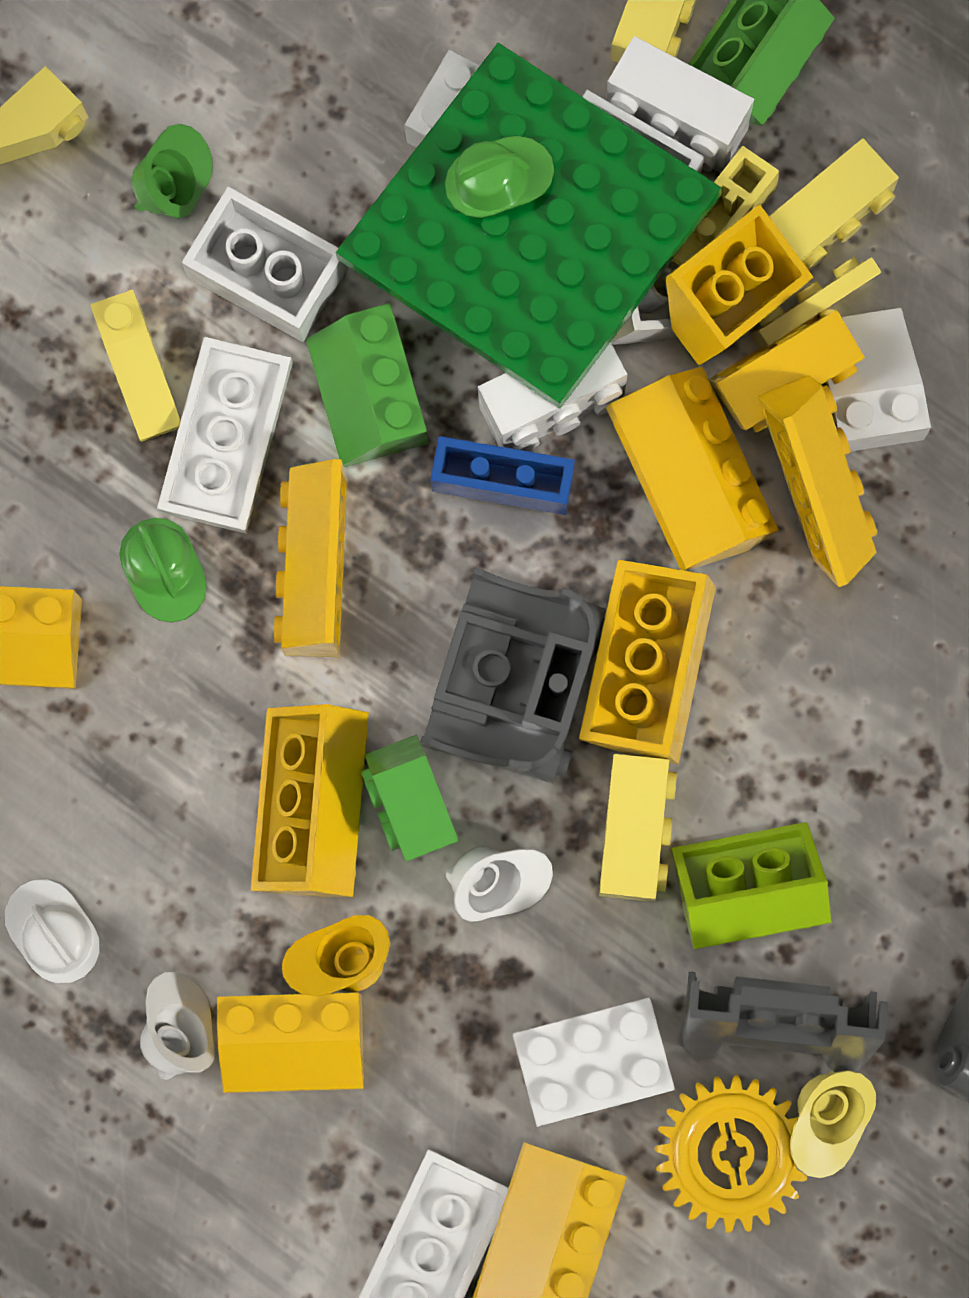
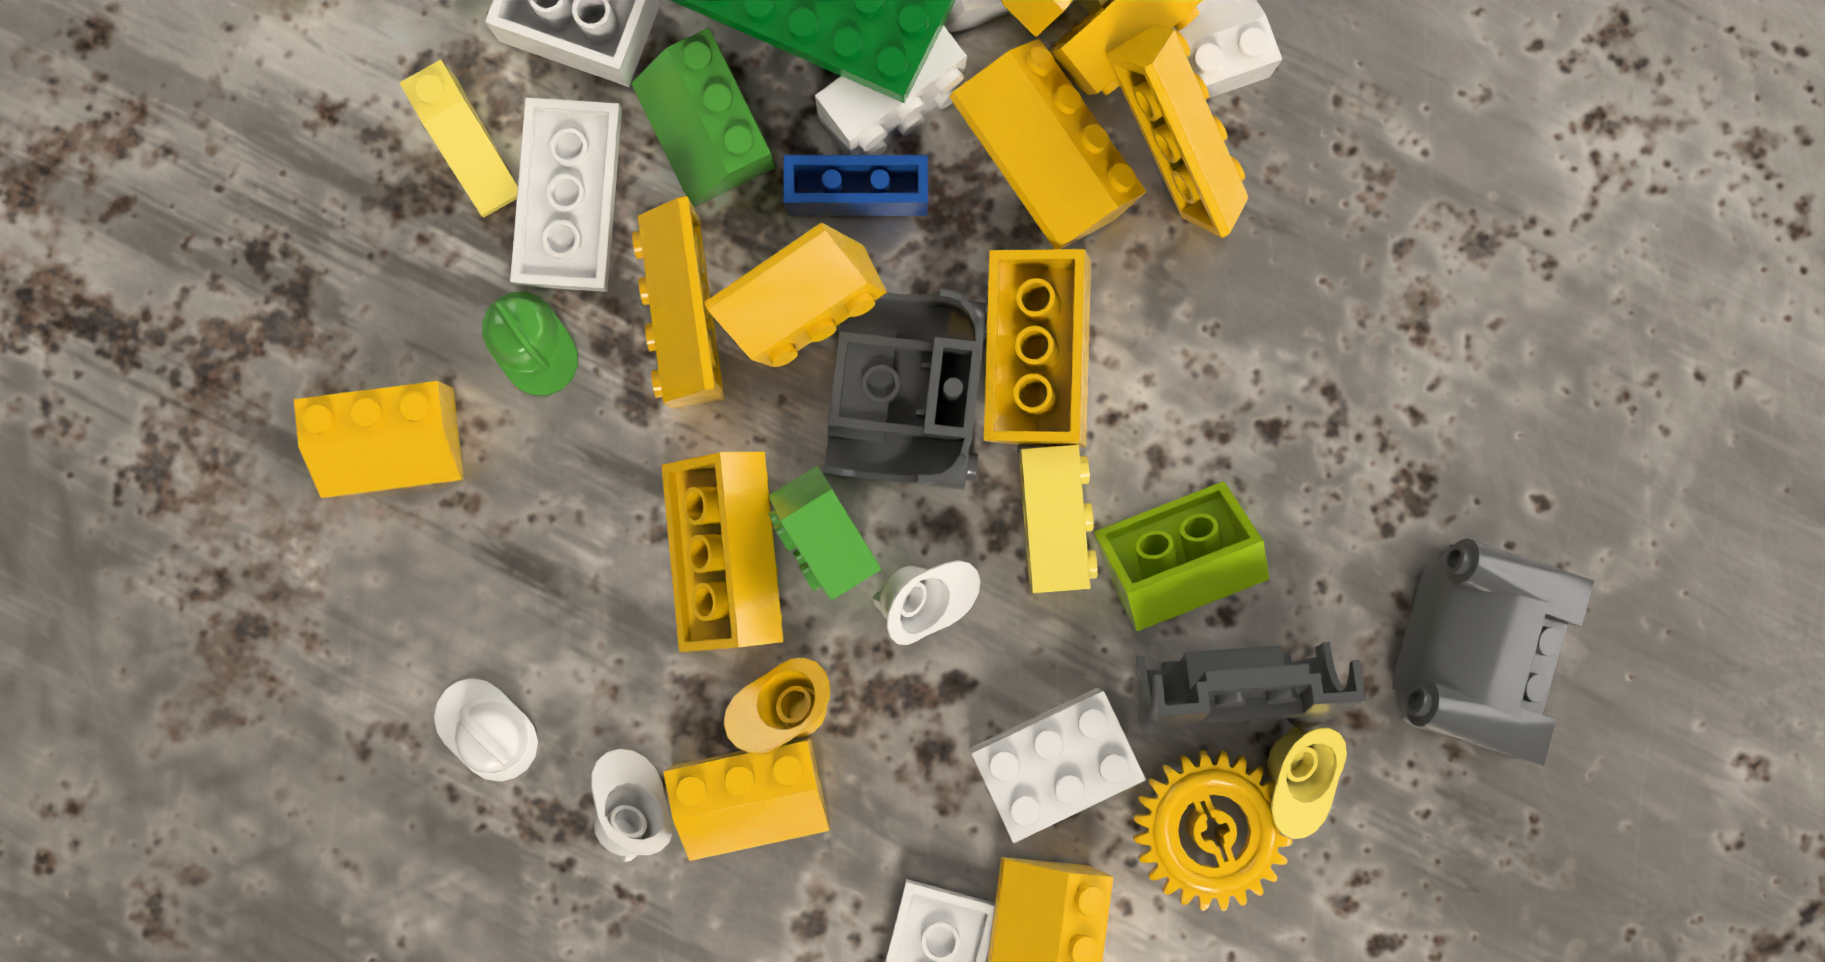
camera: 20 degrees left, 5 degrees up
(427, 571) = (798, 296): none -> yellow slope

